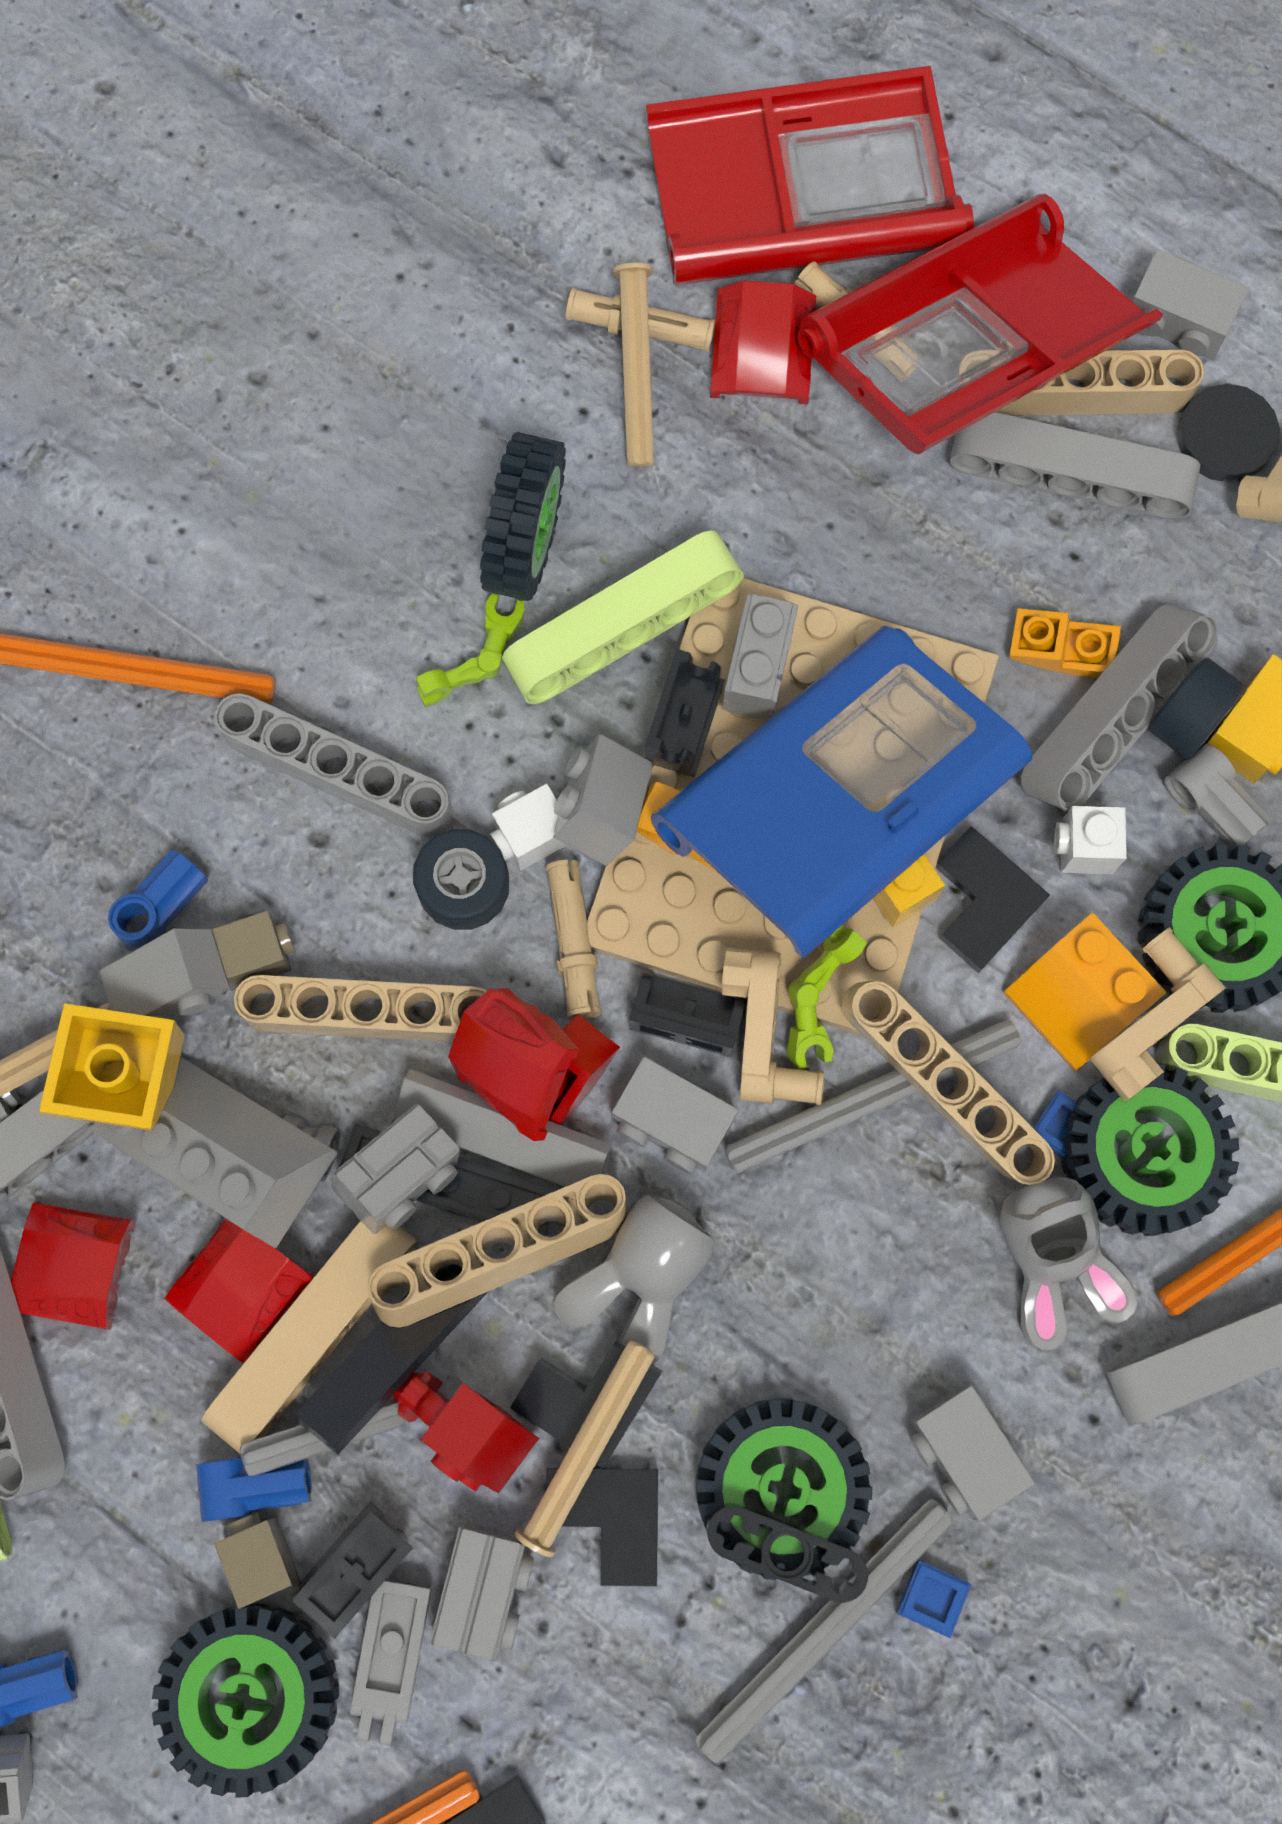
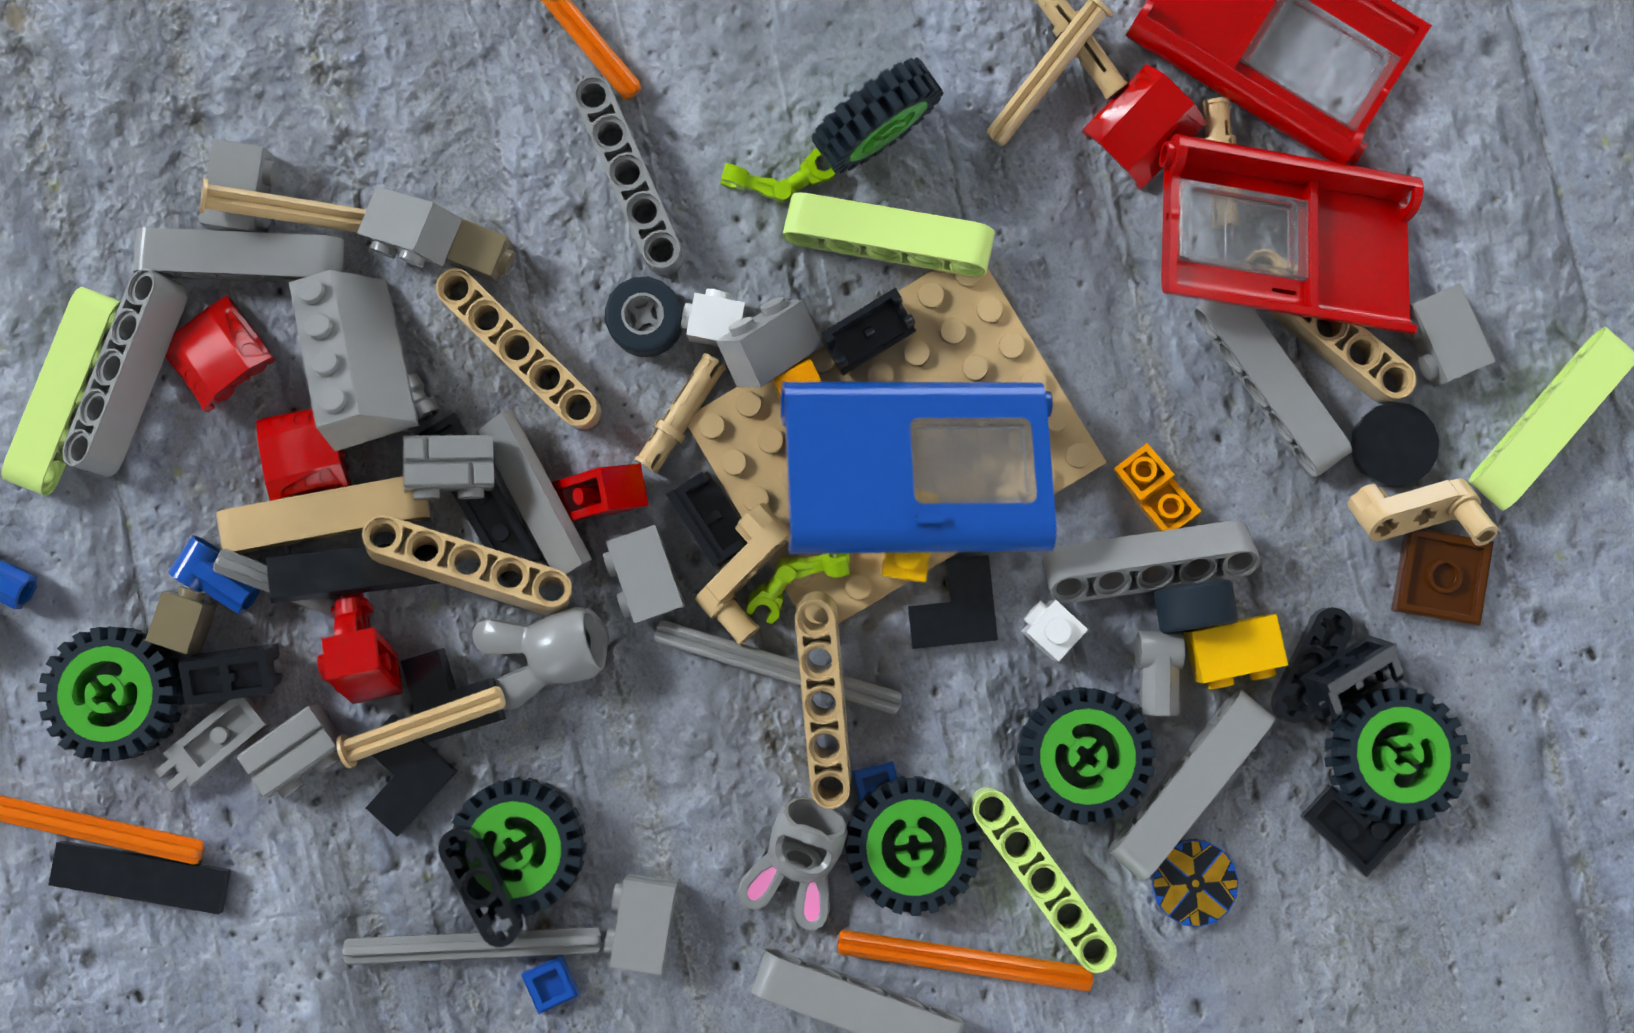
camera: 40 degrees right, 10 degrees up
(112, 1067) = (325, 259): yellow slope -> none
(160, 897) = (453, 170): blue piece -> none
(512, 1058) = (572, 458): red slope -> none
(759, 656) = (947, 336): light grey brick -> none
(1084, 992) = (961, 718): light orange slope -> none
(1125, 1058) = (940, 781): tan beam -> none

